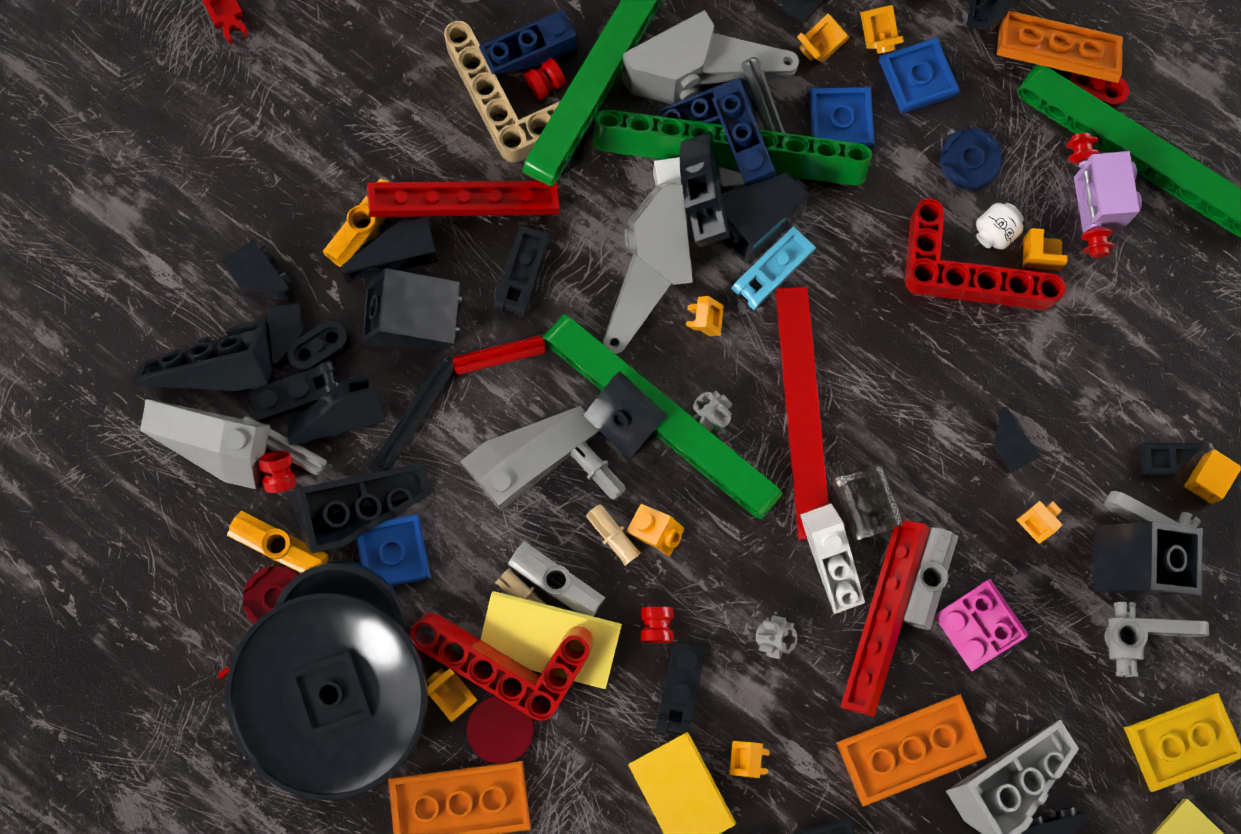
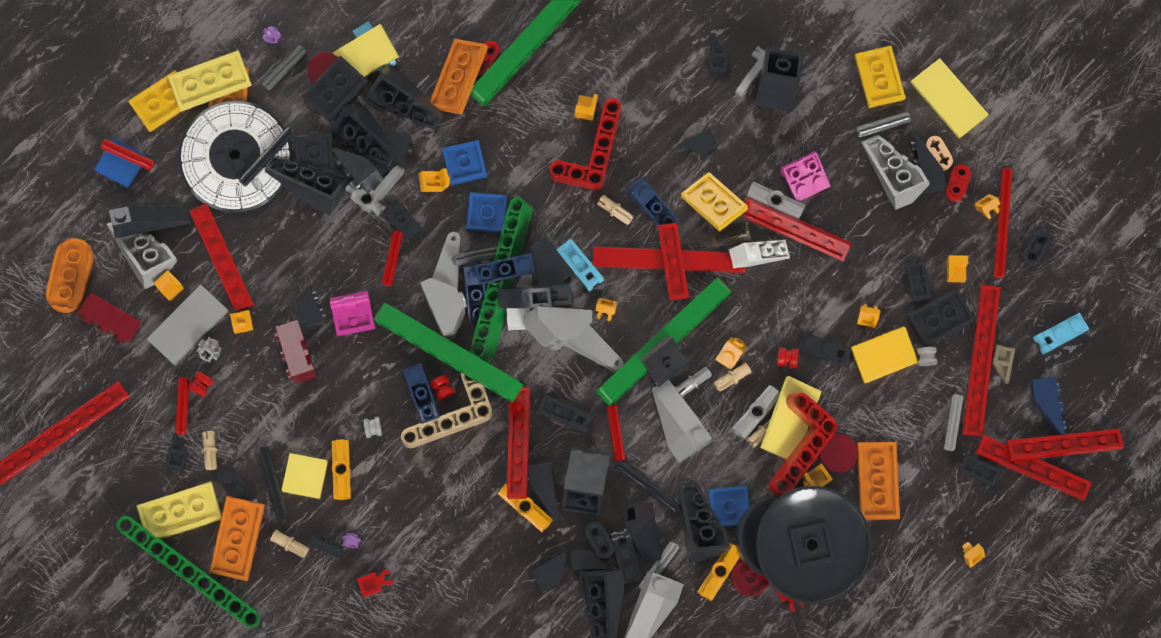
camera: 80 degrees left, 0 degrees up
(277, 471) = (675, 568): red wheel -> none
(712, 410) = (665, 311): light grey gear -> none
(776, 637) = (801, 291): light grey gear -> none
(798, 414) = (673, 261): none -> red plate
(823, 39) = (436, 216): light orange bracket -> none
(875, 314) = (615, 209): none -> tan axle
(890, 373) = (650, 203): none -> dark blue slope
(911, 750) = (870, 226): orange tile -> none
(912, 472) = (714, 201): none -> yellow tile
(970, 159) = (522, 140): dark blue tile -> none
(999, 226) = (569, 129): white head -> none
(1041, 520) = (748, 134): light orange tile -> none
(1098, 756) = (883, 124): none -> dark grey axle
(1103, 192) = (557, 66): lavender brick -> none
(1128, 655) = (808, 96): light grey piece -> none
(1213, 476) = (732, 34): light orange panel -> none

